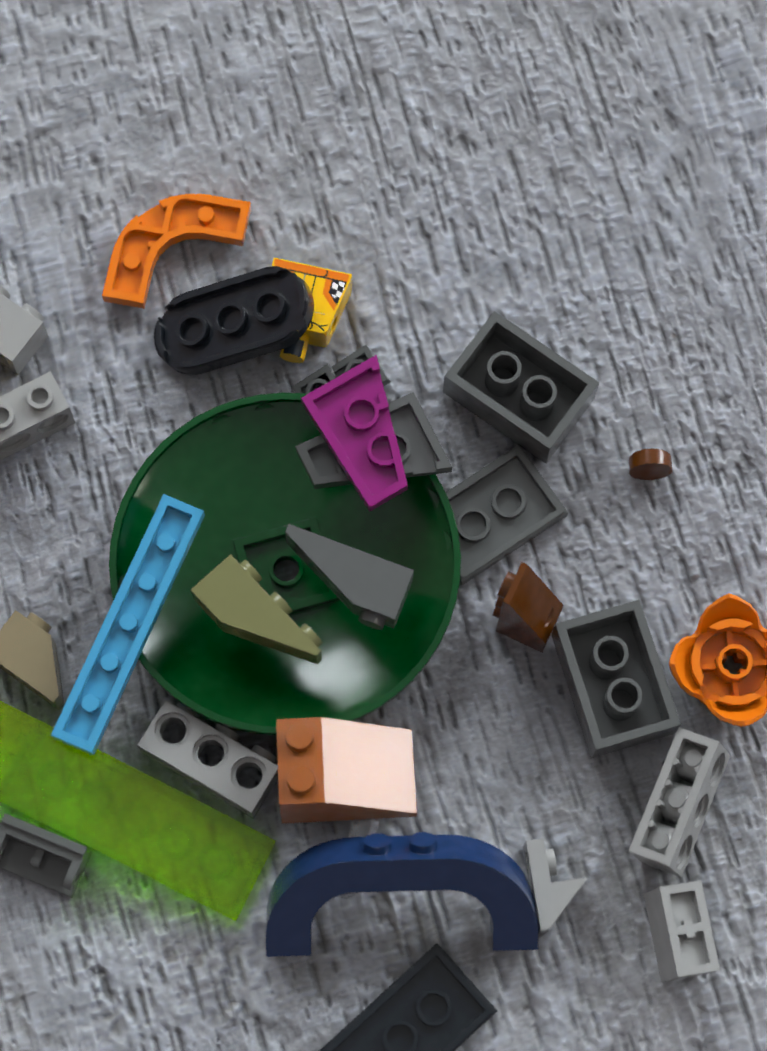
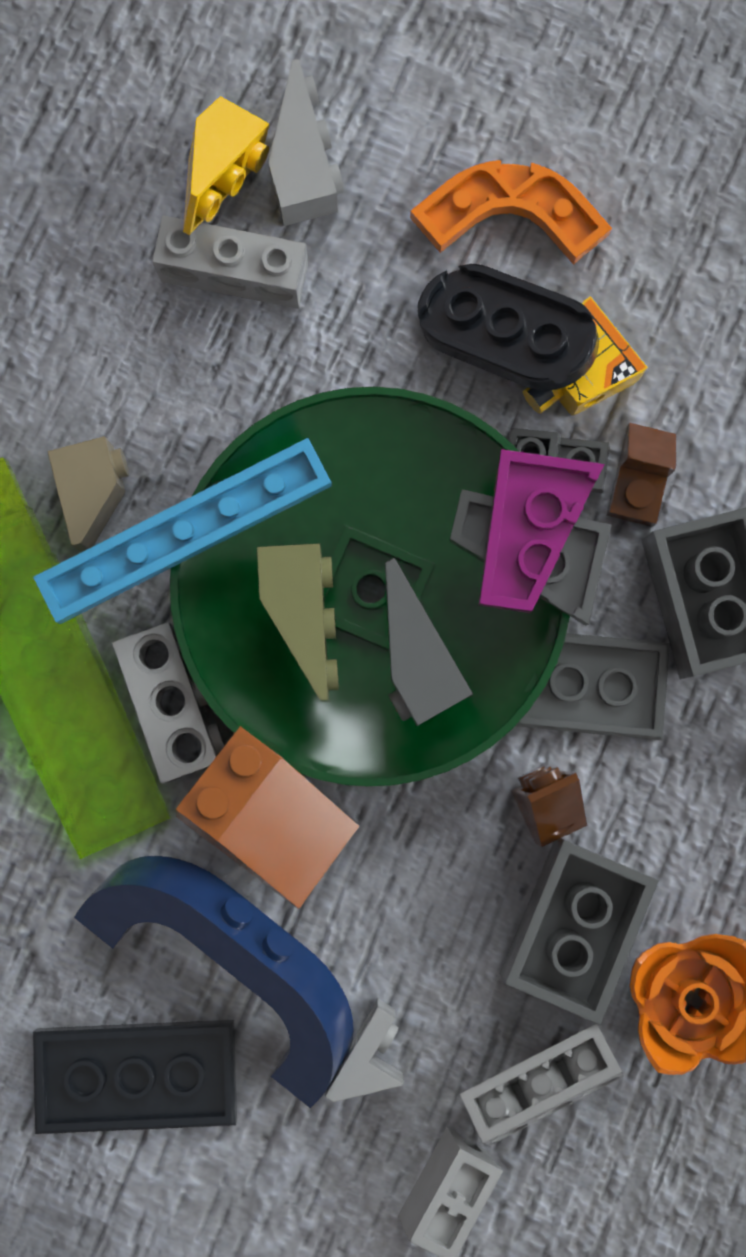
camera: 40 degrees right, 10 degrees up
(407, 349) = (642, 474): none -> reddish brown slope

